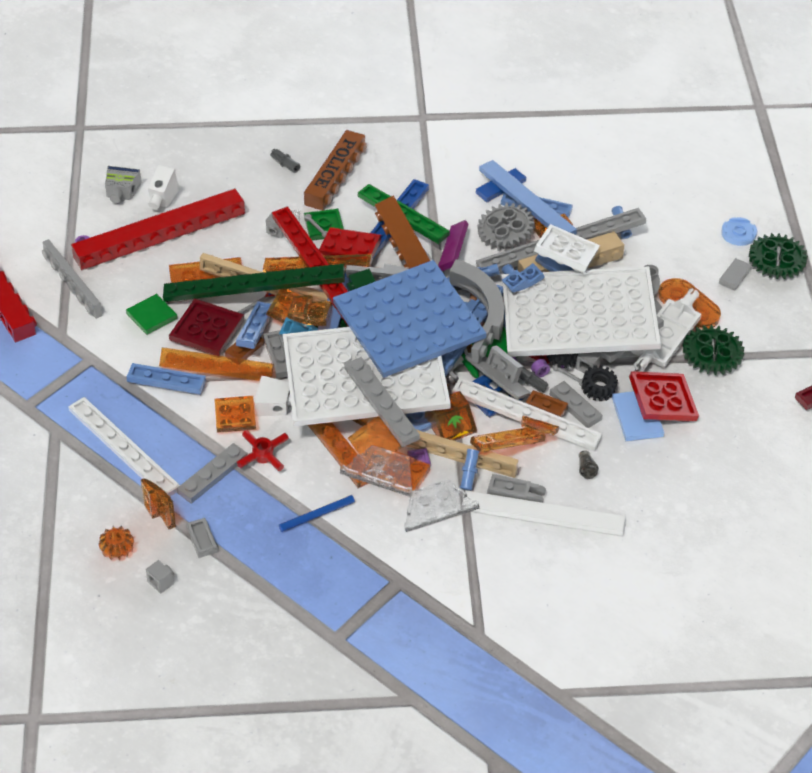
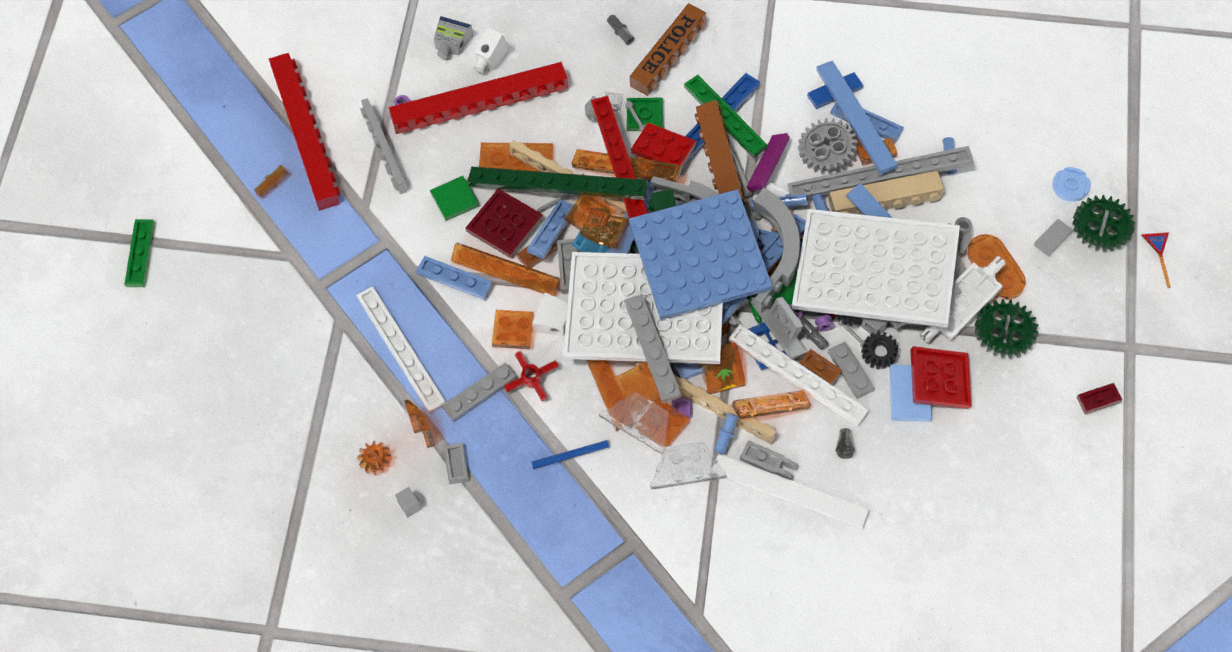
camera: 15 degrees right, 15 degrees up
(521, 280) = (825, 221): medium blue slope -> none
(538, 427) = (804, 394): clear orange tile -> none
(566, 248) = (879, 190): white plate -> none

